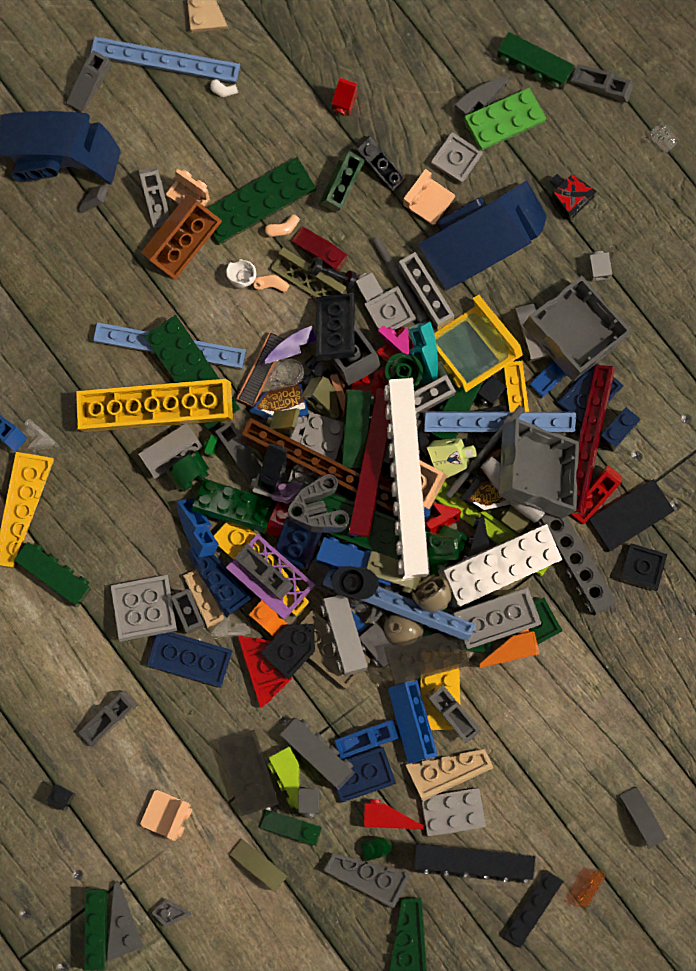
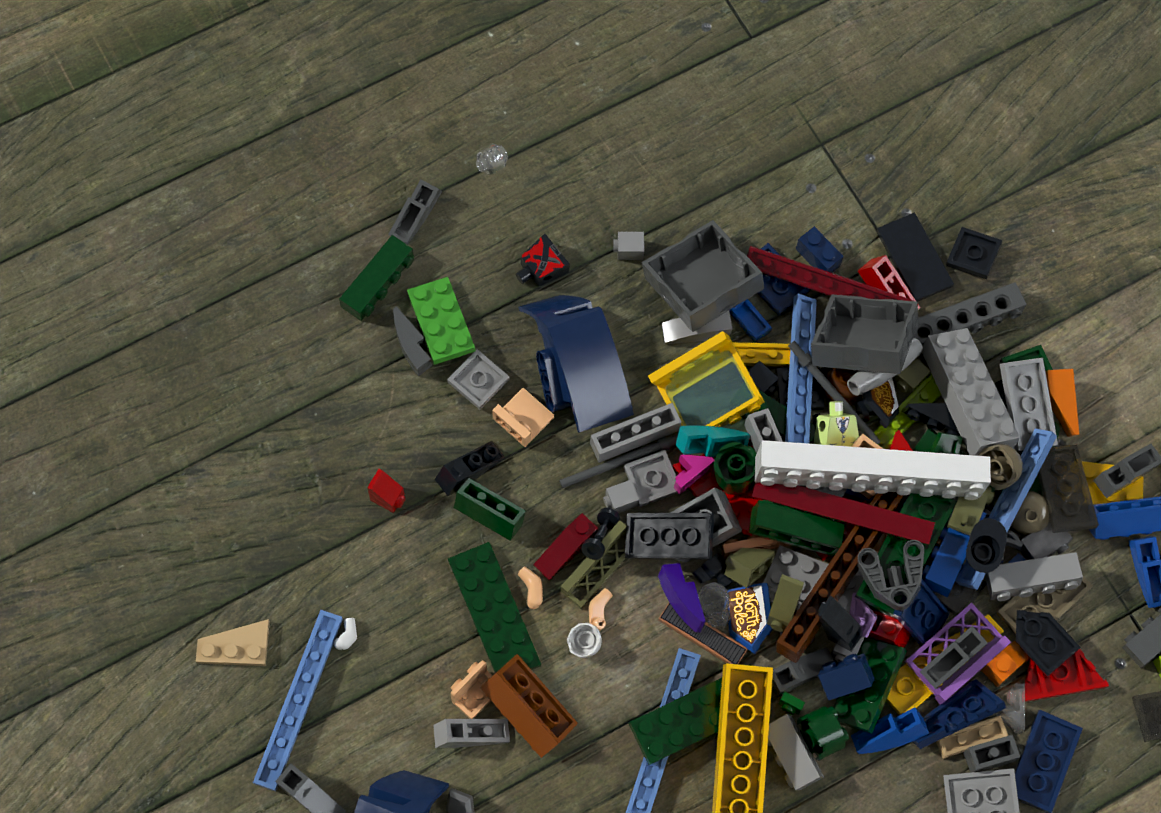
camera: 90 degrees left, 10 degrees down
(234, 483) = (846, 676): none -> dark blue brick

